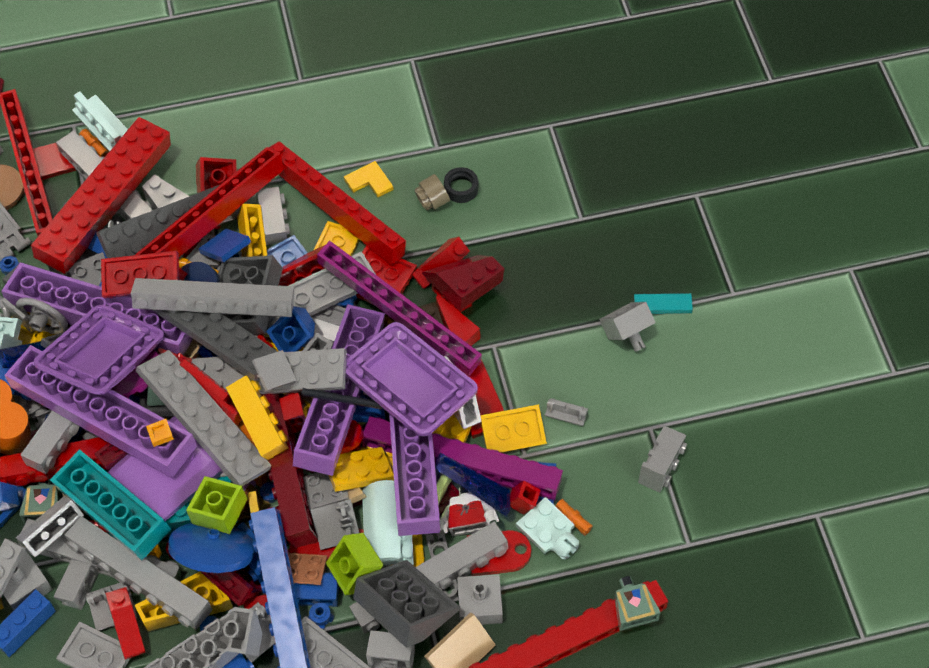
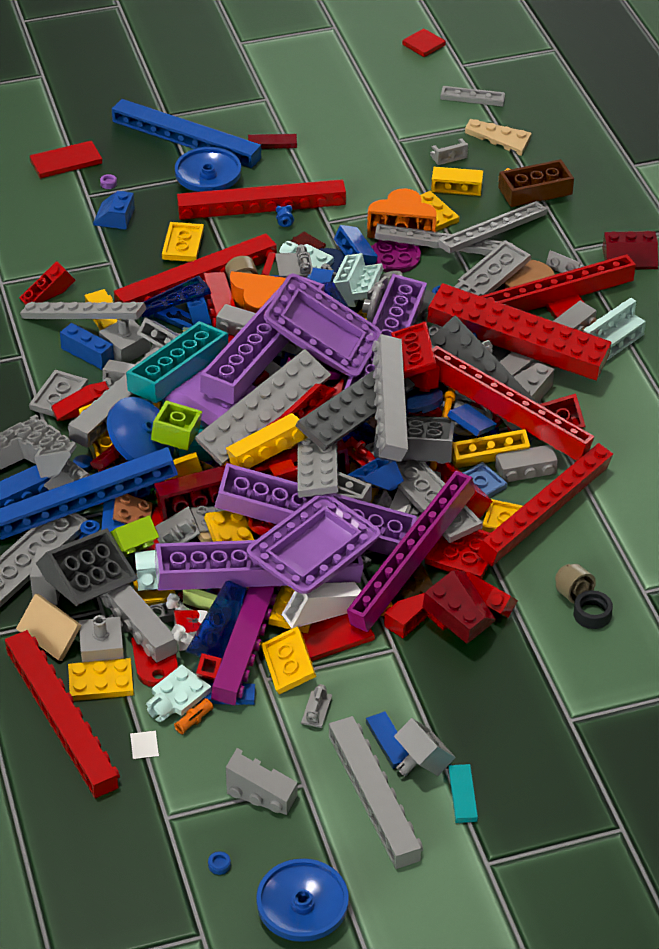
camera: 85 degrees right, 15 degrees down
(160, 432) = (230, 362): light orange plate -> none
(274, 370) = (306, 437): light grey piece -> none
(340, 398) = (293, 491): black bar -> none
(369, 175) = (591, 537): yellow tile -> none
(522, 604) = (100, 679): none -> yellow plate
(602, 564) = (144, 744): none -> white sticker
(603, 355) = (384, 733): none -> blue tile
(634, 605) = (85, 749): sand green torso -> none
(664, 369) = (374, 792): none -> light grey brick
(741, 499) = (219, 863): none -> blue tile
(787, 428) = (302, 900): none -> blue dish

